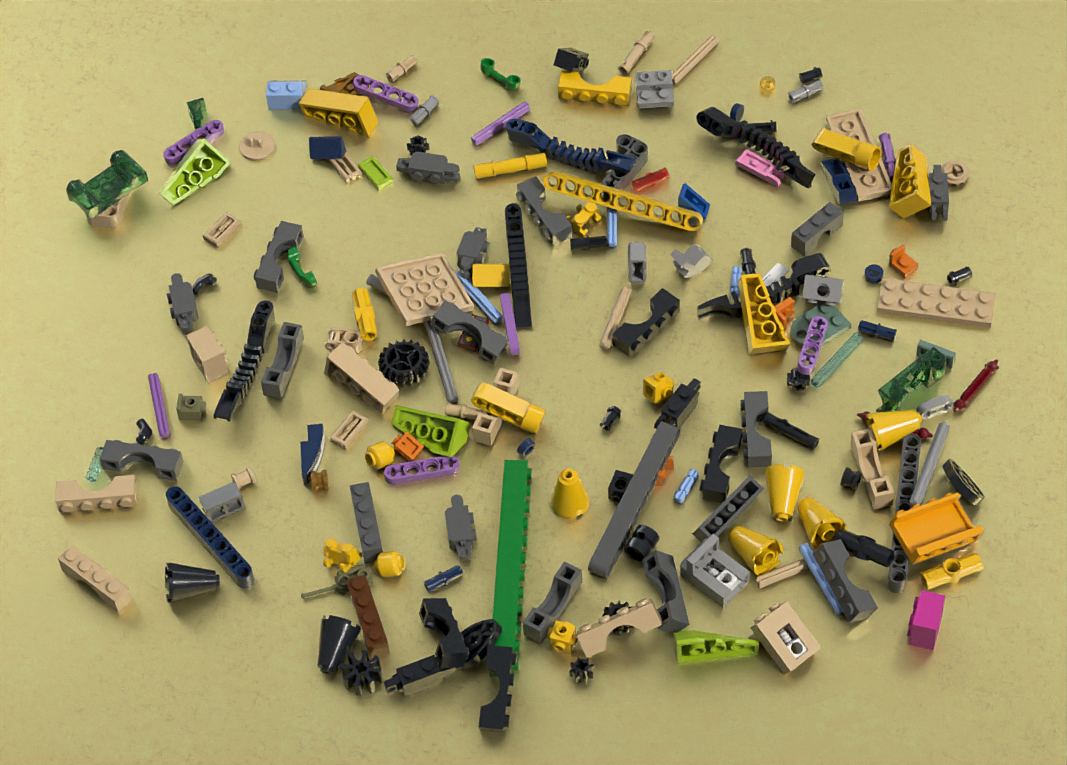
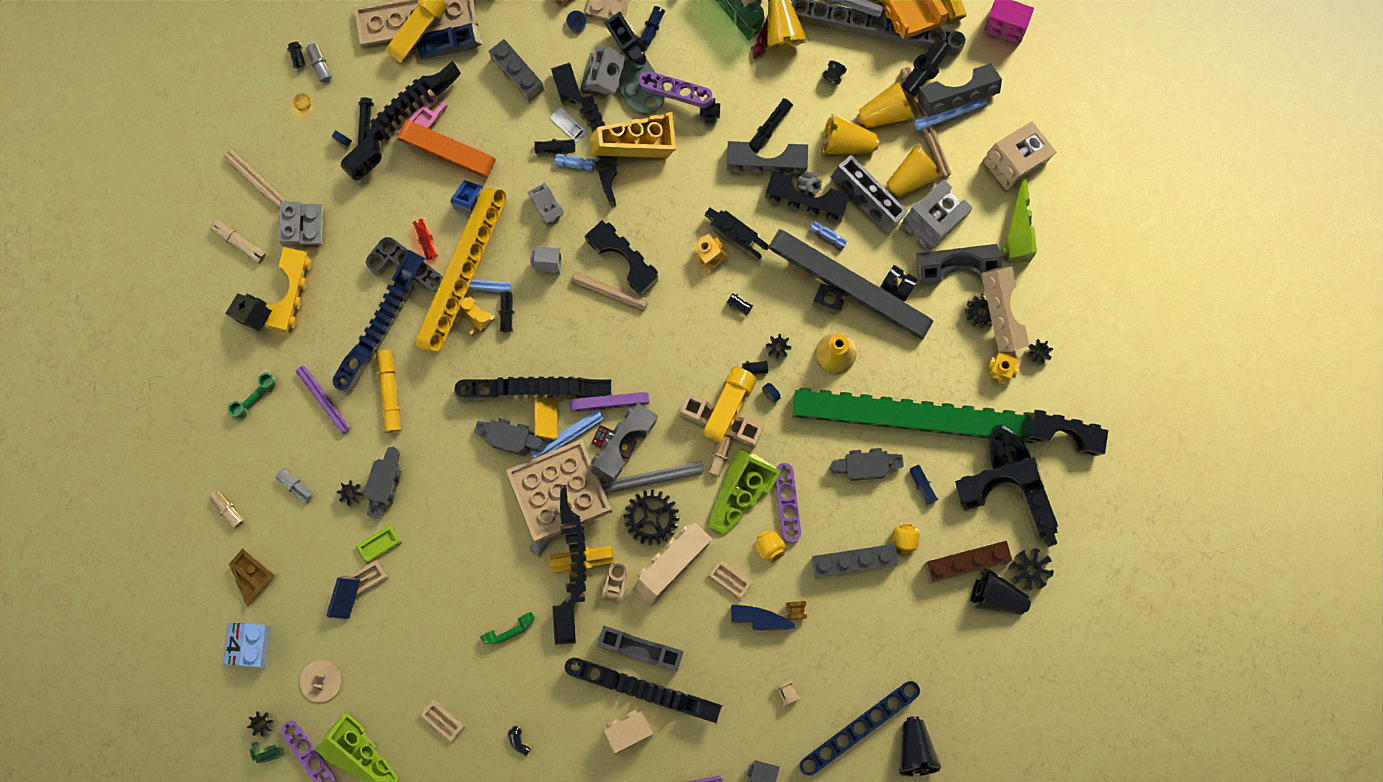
camera: 90 degrees left, 25 degrees up
(183, 303) = (548, 762): dark grey hinge -> none
(190, 407) = (684, 757): olive brick -> none
(220, 106) = (255, 720): none -> black gear
(222, 502) = (815, 715): hinge -> none
(270, 274) = (467, 645): dark grey arch -> none
(311, 301) = (564, 614): none -> black piece
(340, 110) = (285, 583): yellow wedge -> none
(340, 554) = (892, 588): yellow piece -> none
(341, 578) = (921, 585): olive piece -> none
(386, 91) = (269, 529): medium lavender beam -> none
(407, 446) = (759, 518): orange bracket -> none
(548, 429) = (756, 367): none -> black pin
(553, 225) = (435, 369): dark grey arch -> none
(563, 588) = (976, 383): dark grey arch -> none
(571, 450) = (783, 344): none -> black gear
(730, 466) = (809, 183): none -> light grey gear
(734, 183) = (446, 148): none -> orange beam
(785, 310) = (619, 114): orange bracket -> none
(833, 363) = (679, 66): clear light blue axle -> none
(858, 305) = (626, 38): none -> black brick
(866, 456) = (848, 47): tan arch -> none

